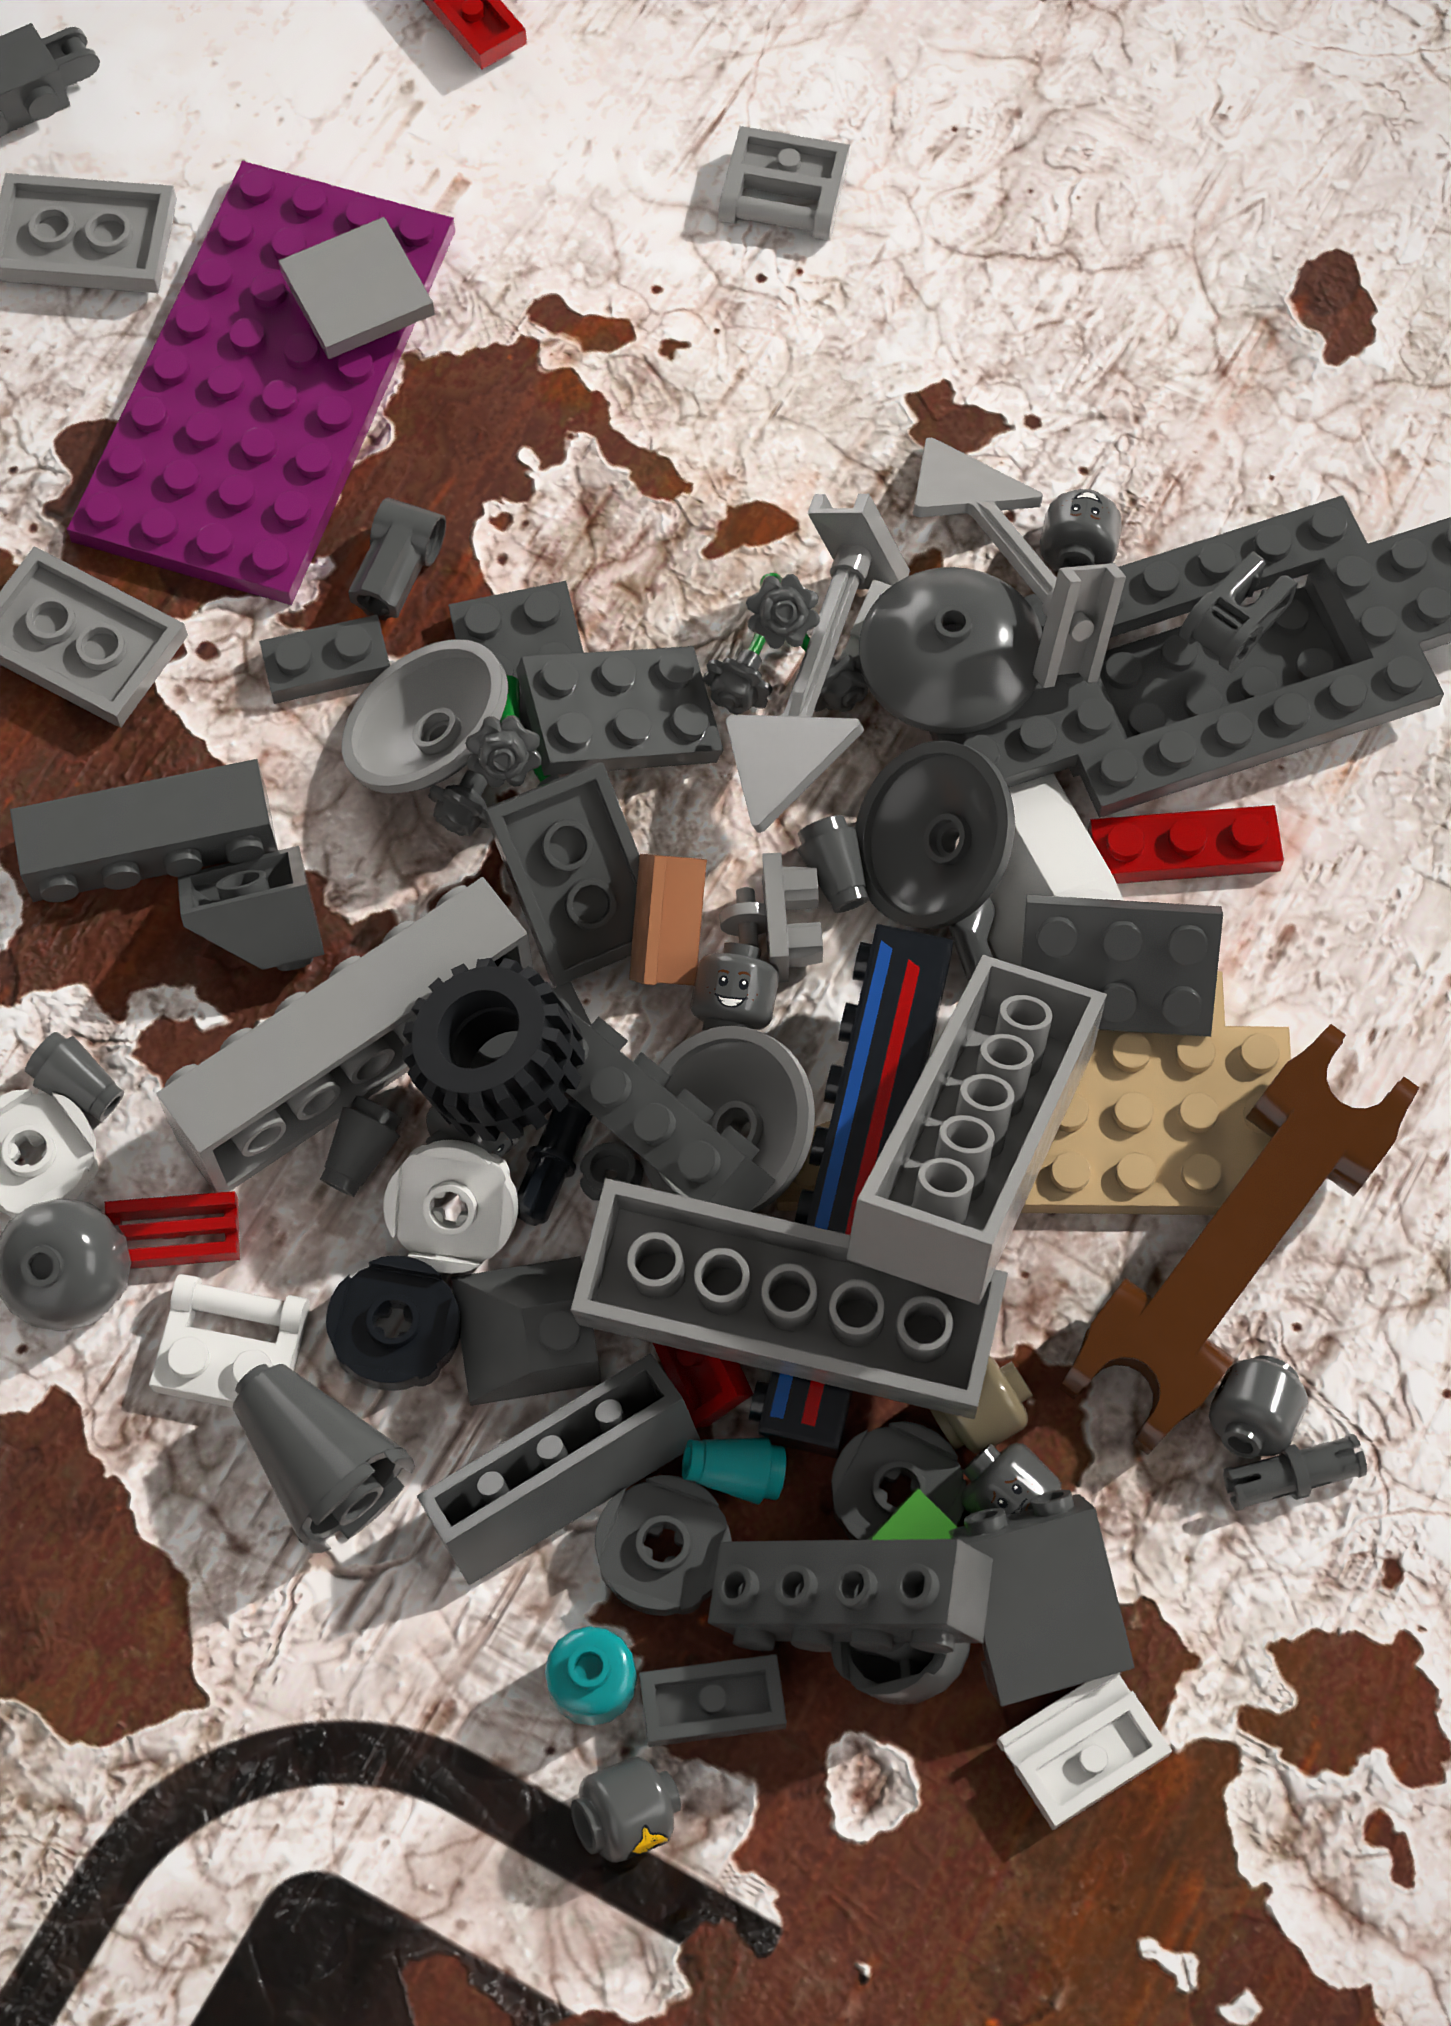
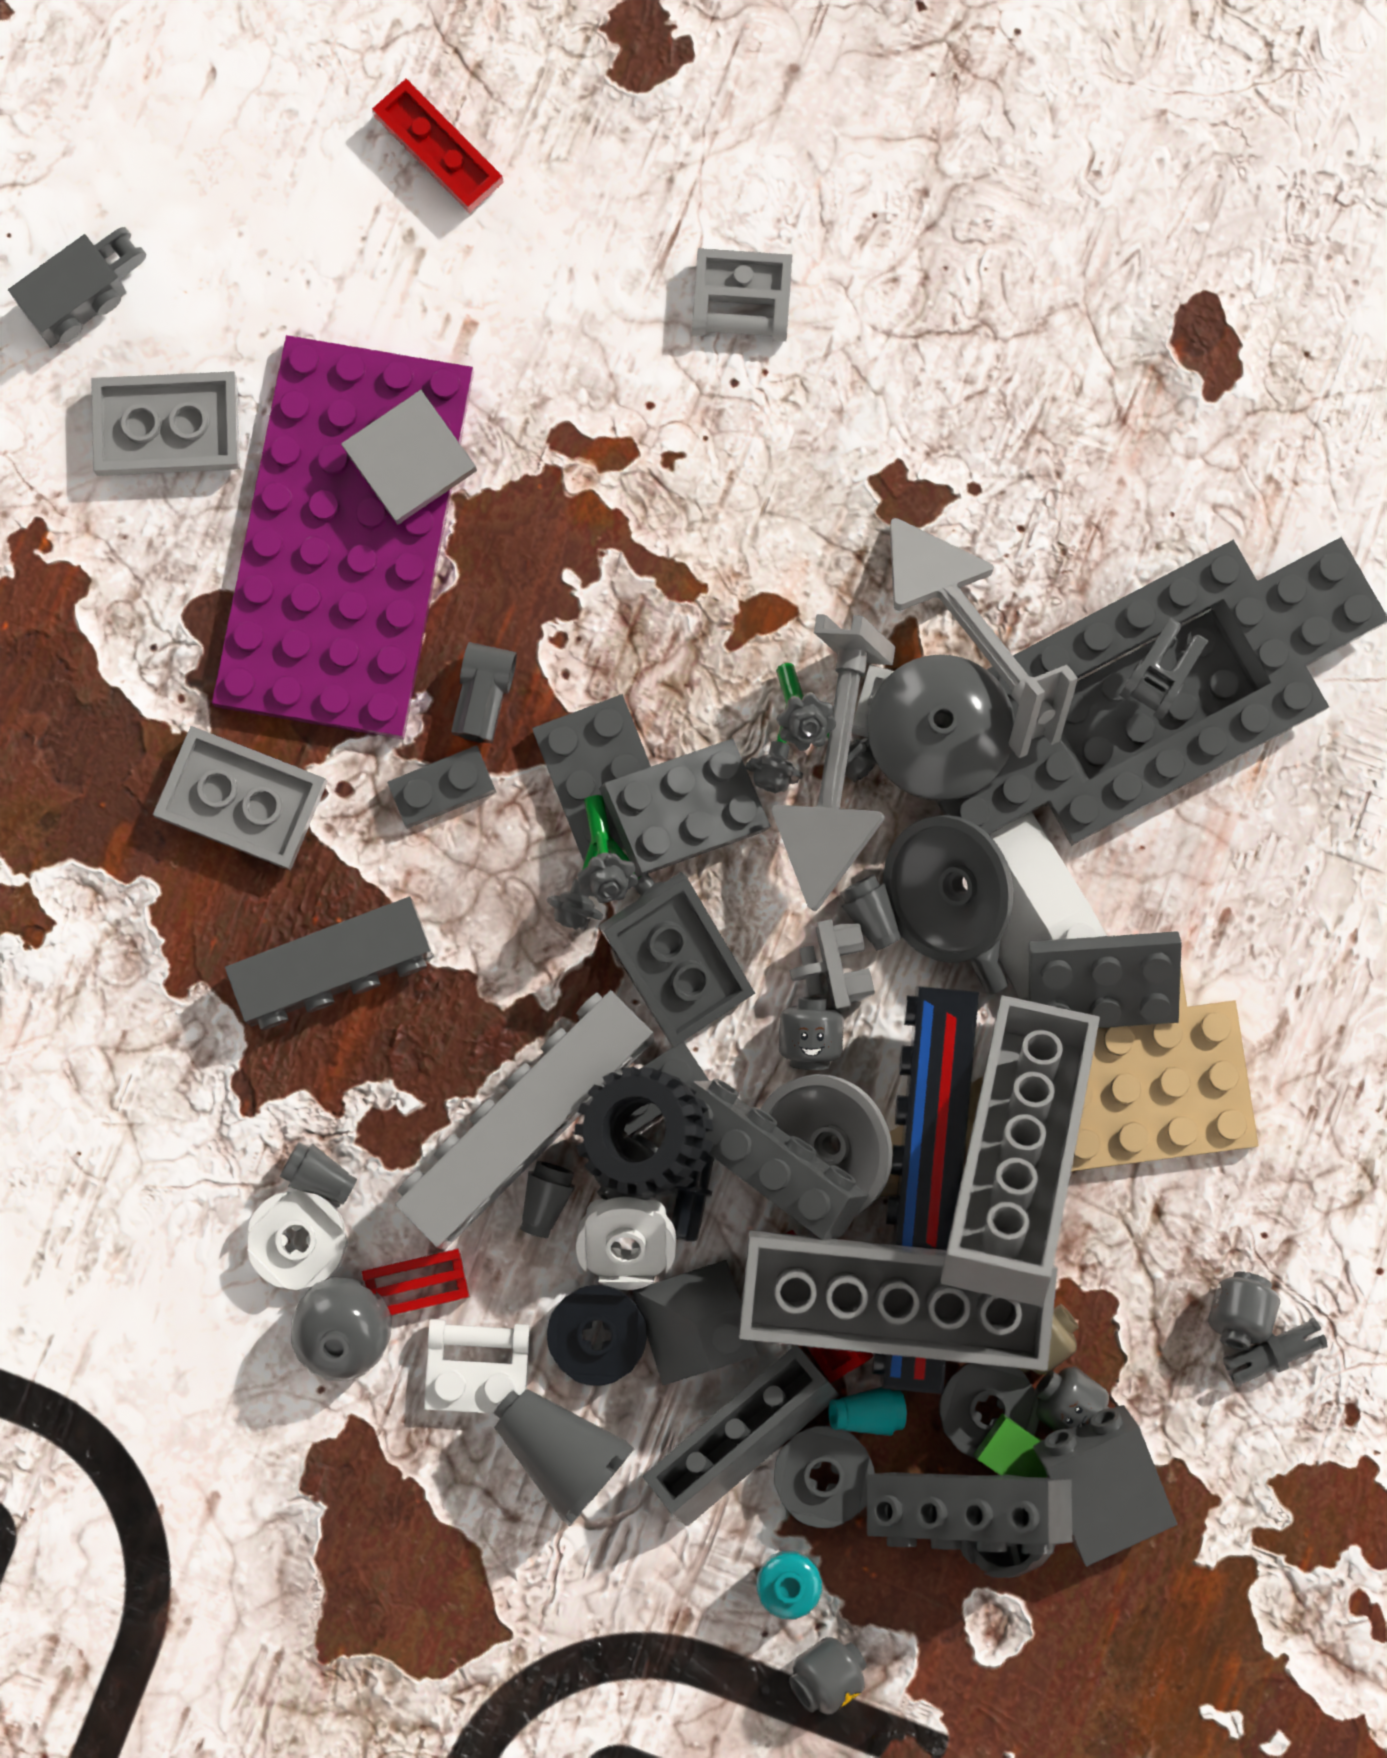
camera: 10 degrees left, 15 degrees up
(255, 910) = (427, 1016): dark grey slope -> none
(418, 714) = (518, 828): light grey dish -> none
(604, 1158) = (729, 1202): dark grey plate -> none
(667, 919) = (751, 986): nougat panel -> none
(712, 1700) = (877, 1586): dark grey plate -> none
(1080, 530) = (1027, 597): dark grey head -> none
(1083, 1748) = (1146, 1582): white plate -> none
(1169, 1333) = (1258, 1113): reddish brown piece -> none
(1189, 844) = (1141, 854): red plate -> none

